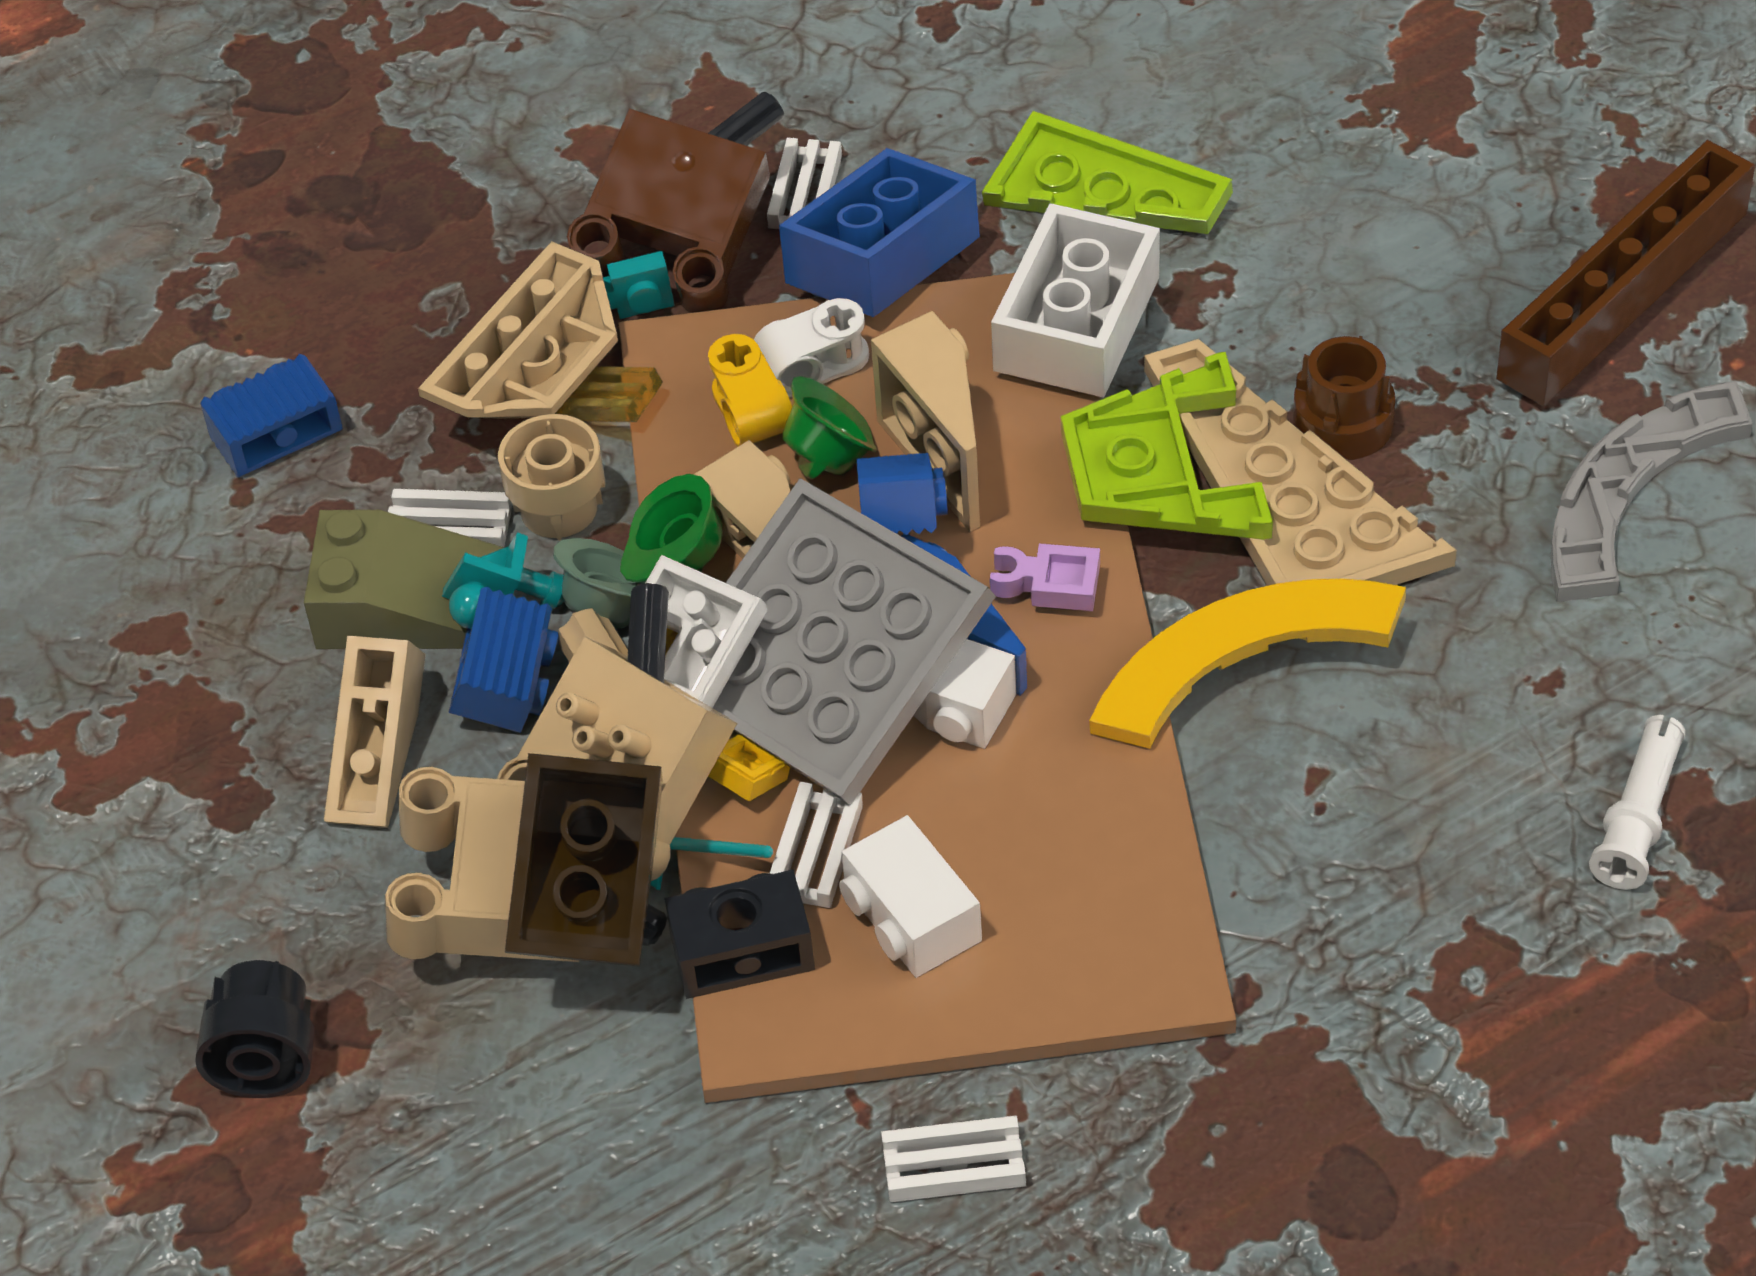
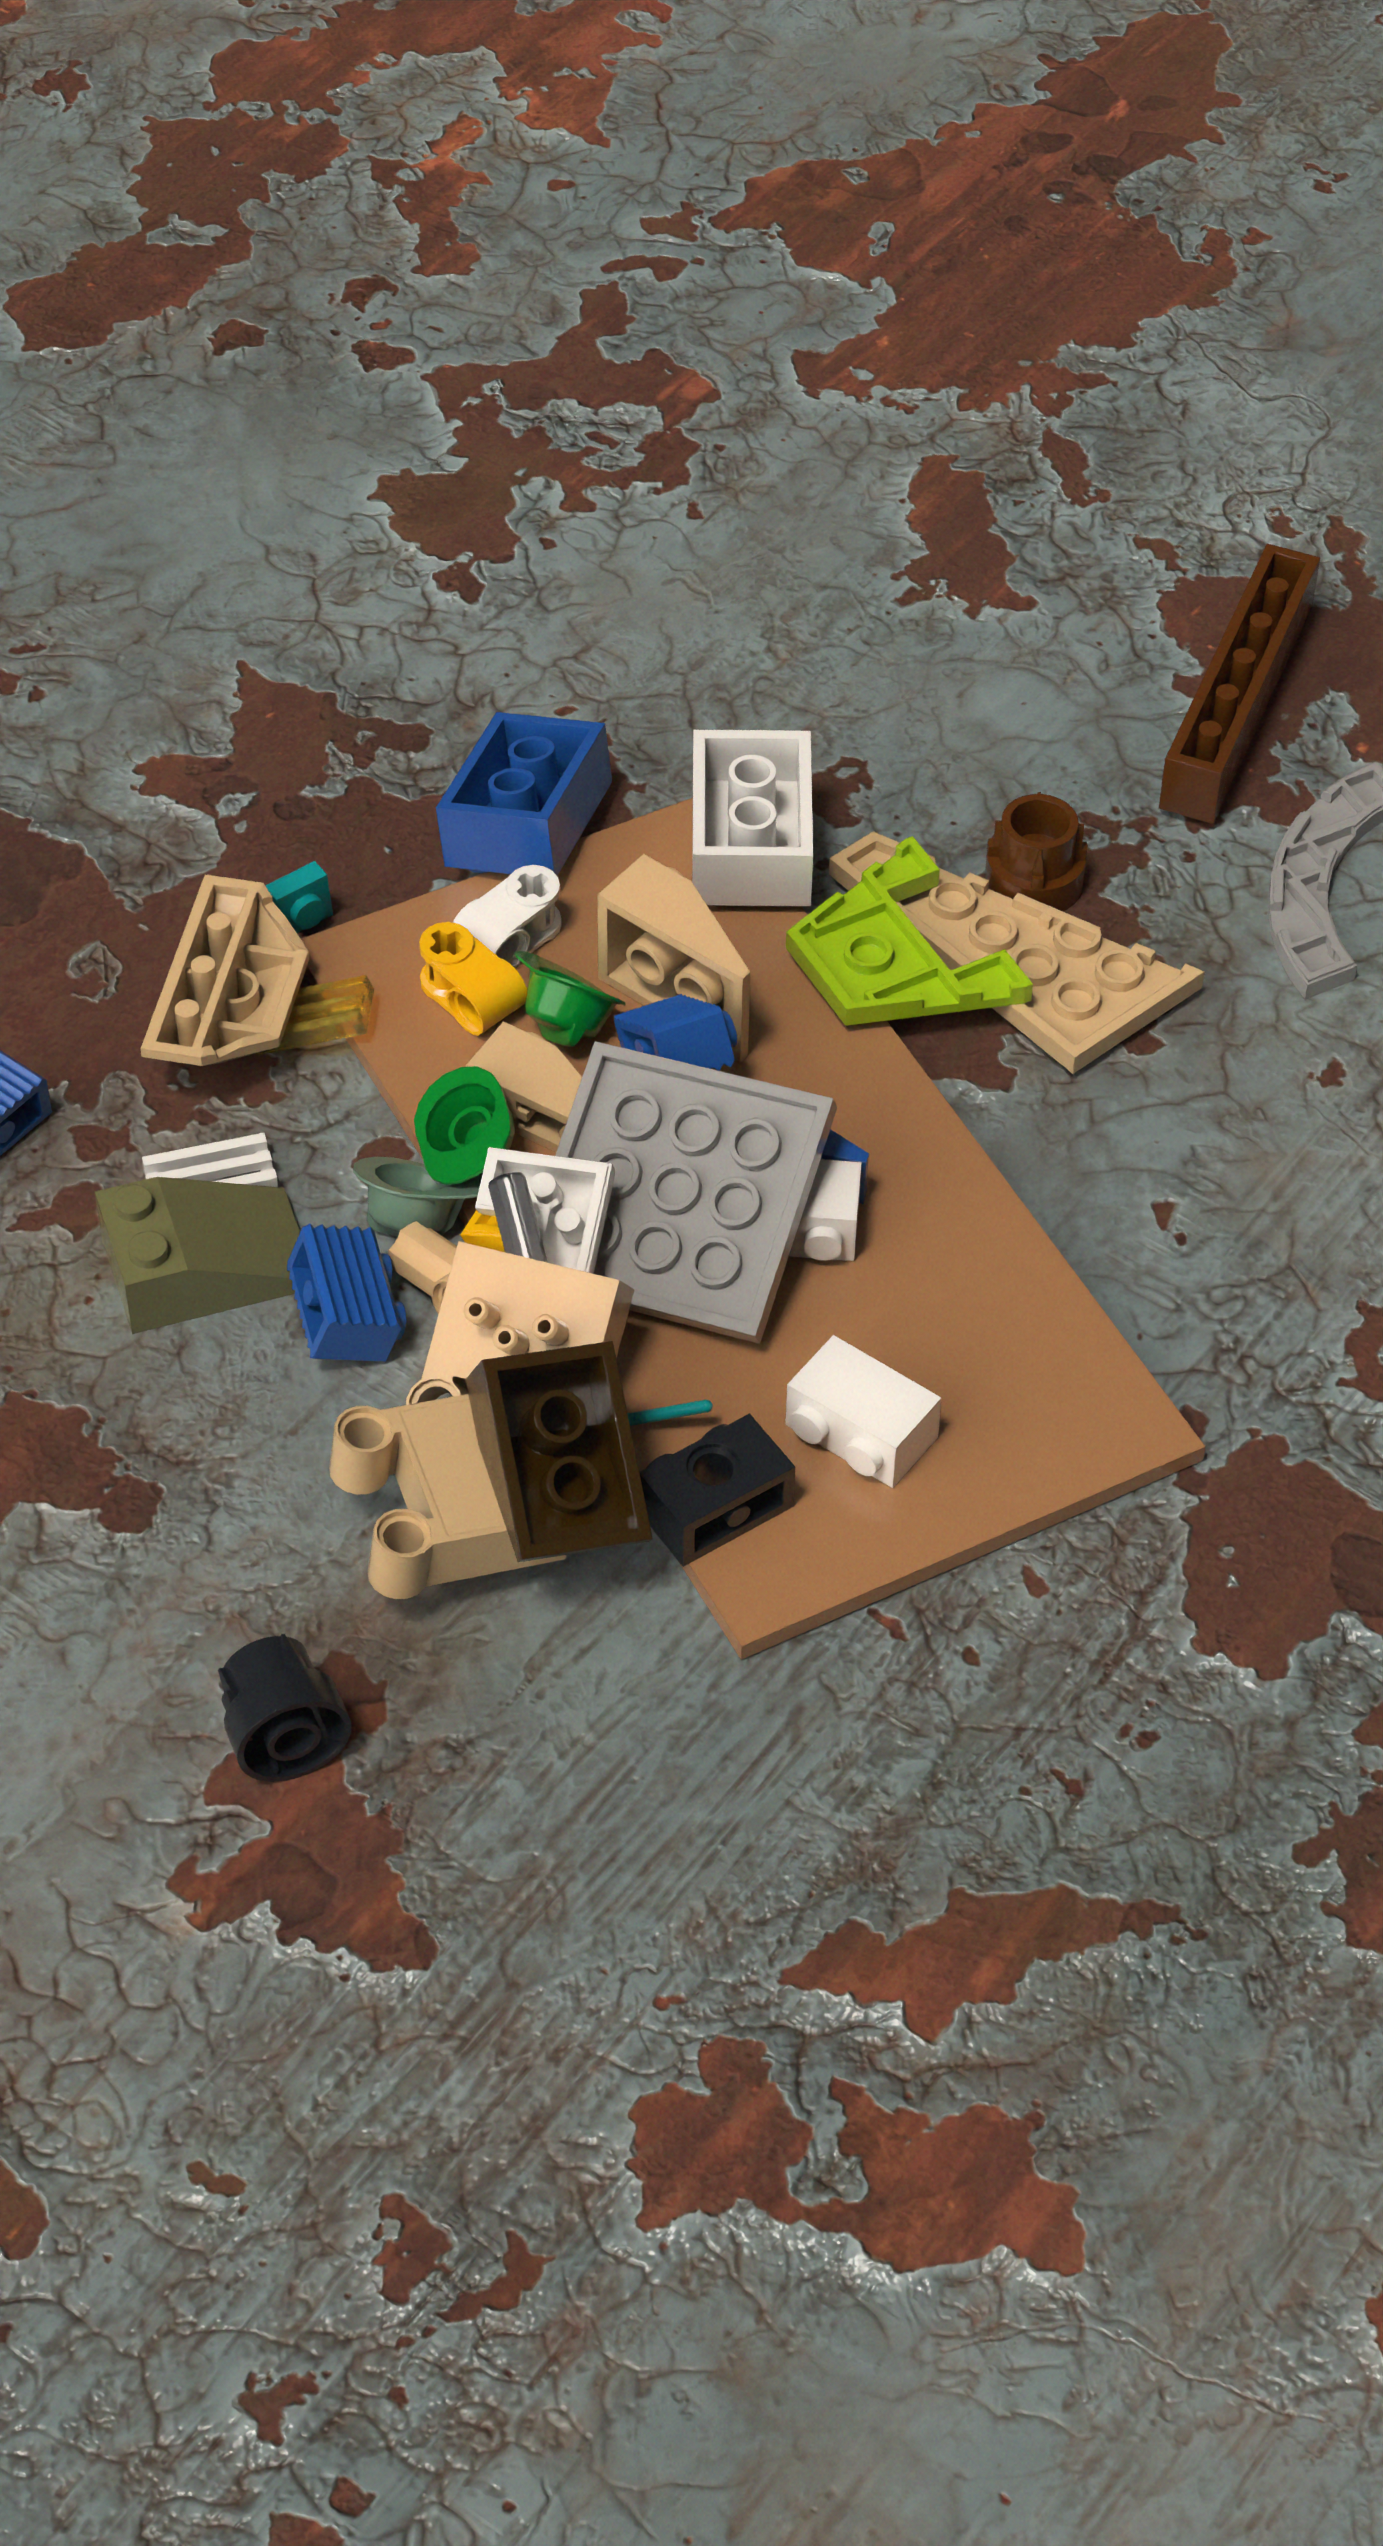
camera: 25 degrees left, 0 degrees up
(373, 729) = (245, 1395): tan slope -> none
(498, 571) = (304, 1204): teal piece -> none
(552, 474) = (309, 1102): tan piece -> none
(681, 196) = (313, 800): reddish brown piece -> none
(748, 768) = (649, 1335): yellow tile -> none
(809, 156) = (405, 740): white tile -> none
(825, 804) = (735, 1350): white tile -> none
(953, 1148) = (999, 1634): white tile -> none
(1056, 578) = (855, 1080): lavender plate -> none
(1103, 176) = (666, 697): lime wing -> none
(1233, 630) = (1045, 1090): yellow tile -> none

